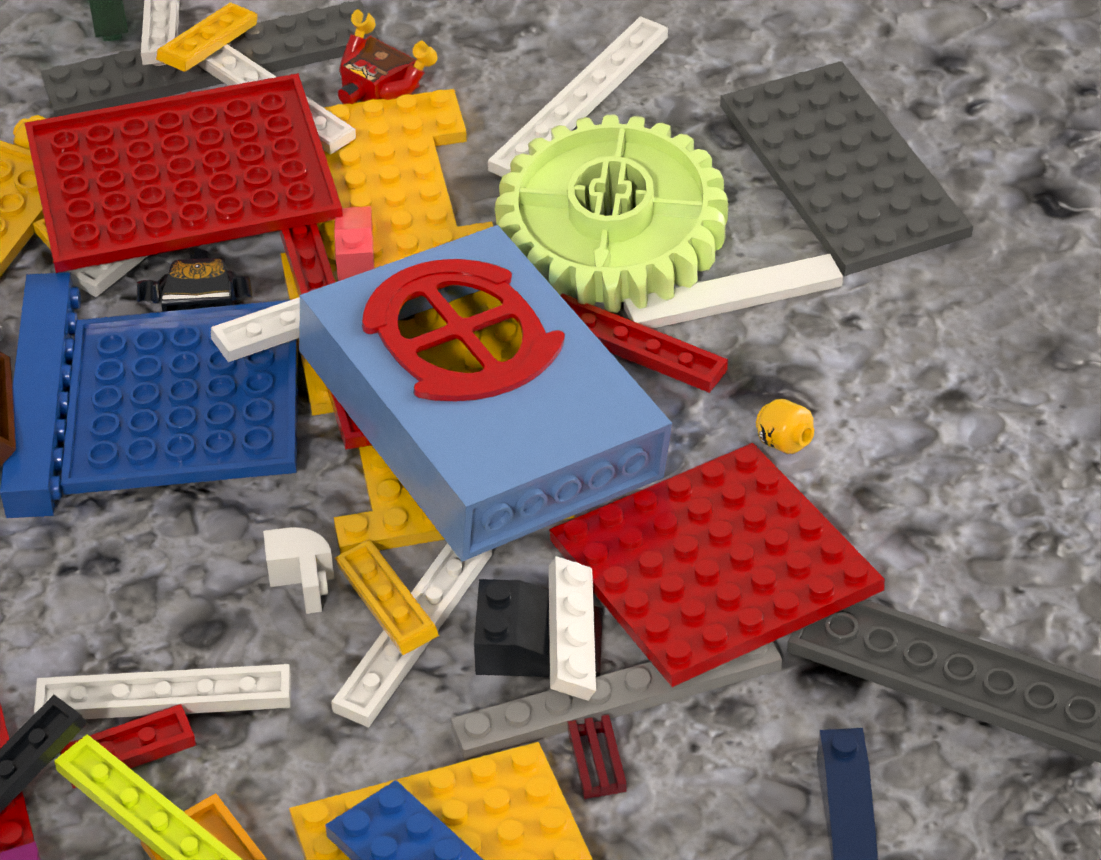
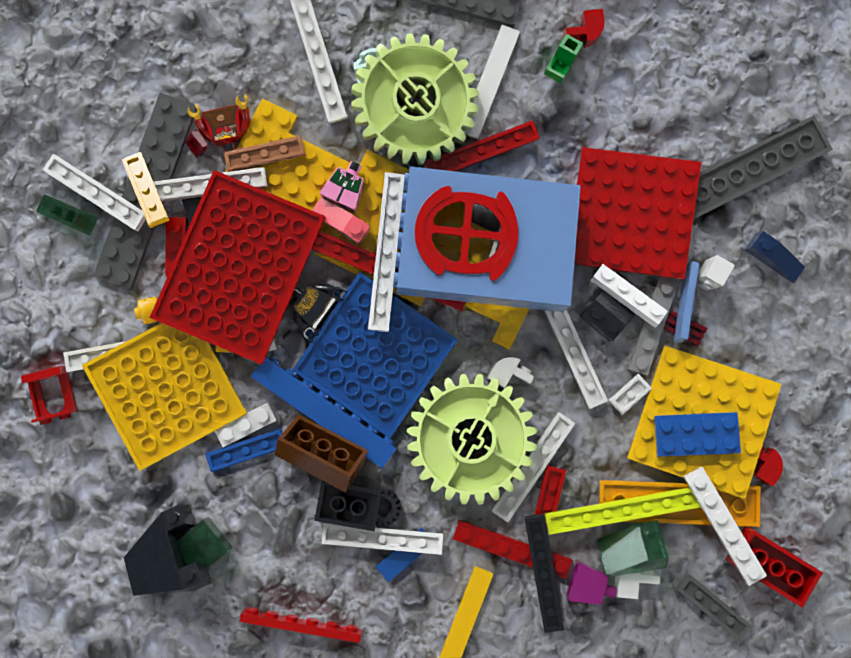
camera: 55 degrees left, 40 degrees up
(142, 570) = (463, 473): none -> yellowish green gear
(325, 63) = (197, 143): none -> dark red plate
(378, 124) = (264, 154): none -> nougat tile
(386, 597) = (554, 352): yellow tile -> none
(407, 214) = (344, 187): none -> bright pink torso
(407, 747) = (630, 394): none -> white plate
(636, 712) = (686, 302): none -> medium blue tile
(722, 712) = (714, 273): none -> white brick
(785, 426) = (586, 128): yellow head -> none
(858, 341) = (563, 58): none -> green brick
(935, 346) = (591, 27): none -> red brick

